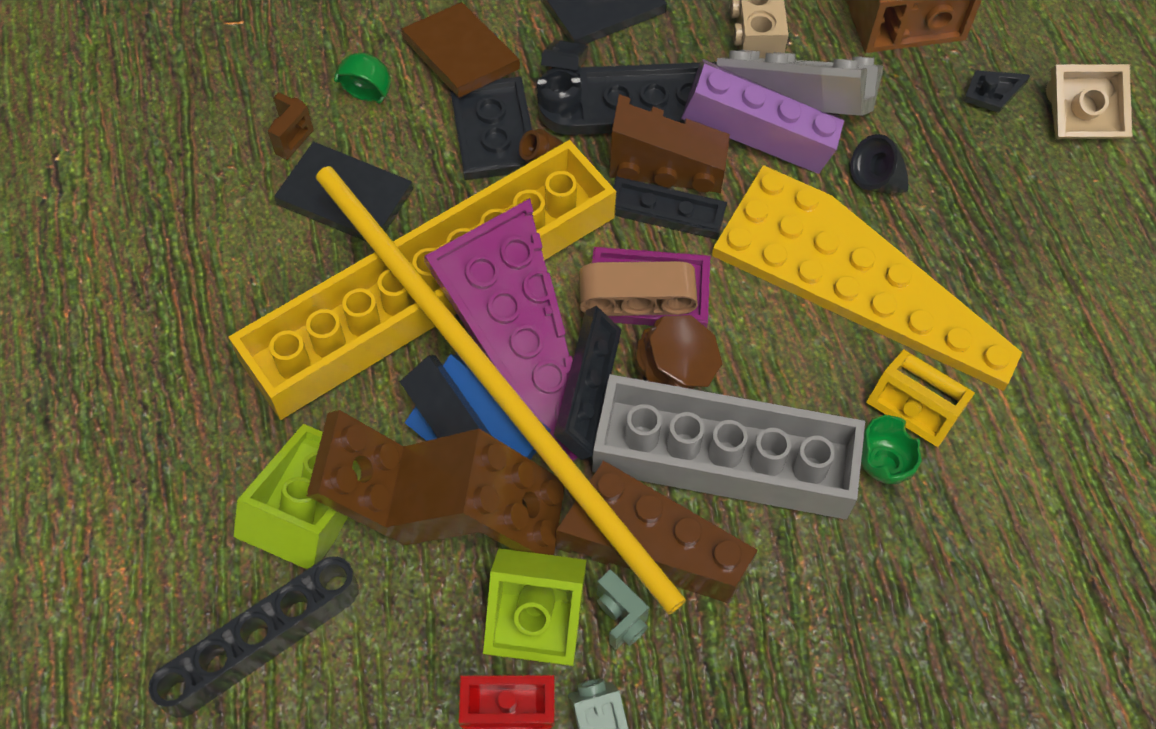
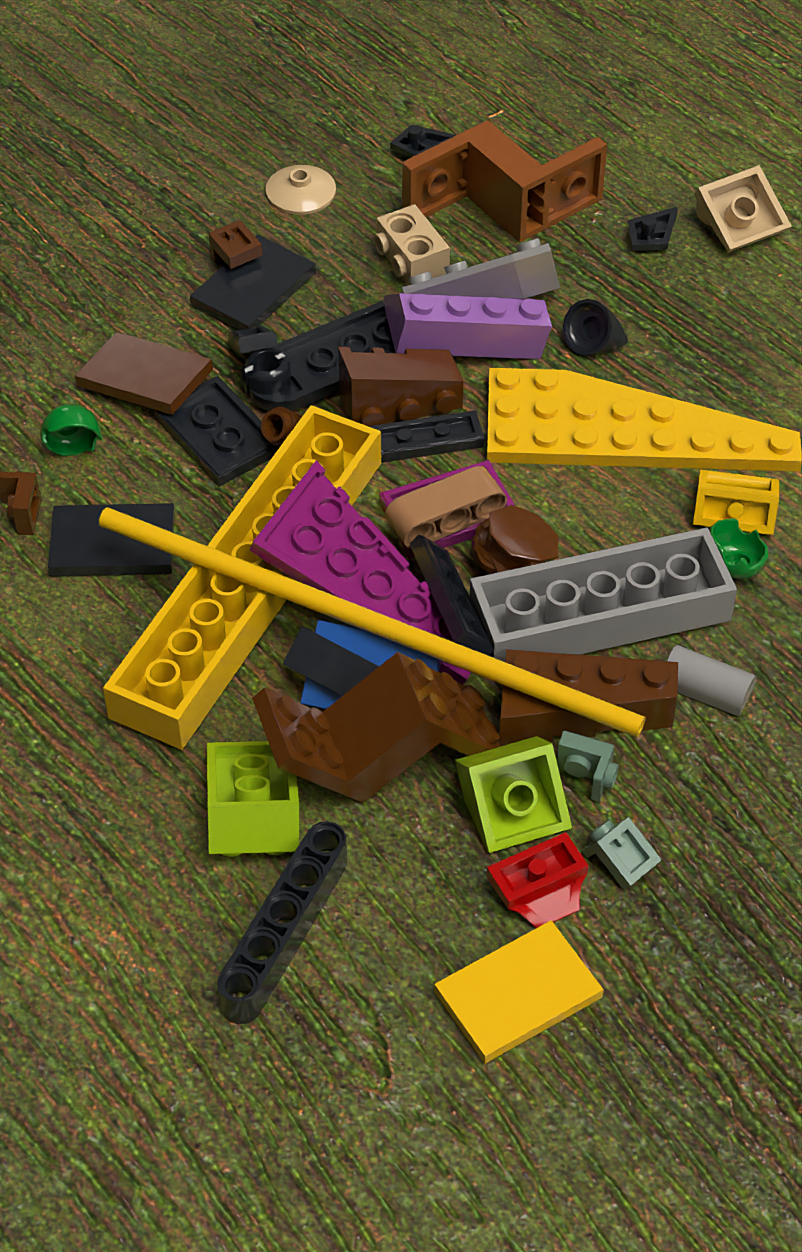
camera: 25 degrees left, 10 degrees down
(789, 574) = (712, 680): none -> light grey brick

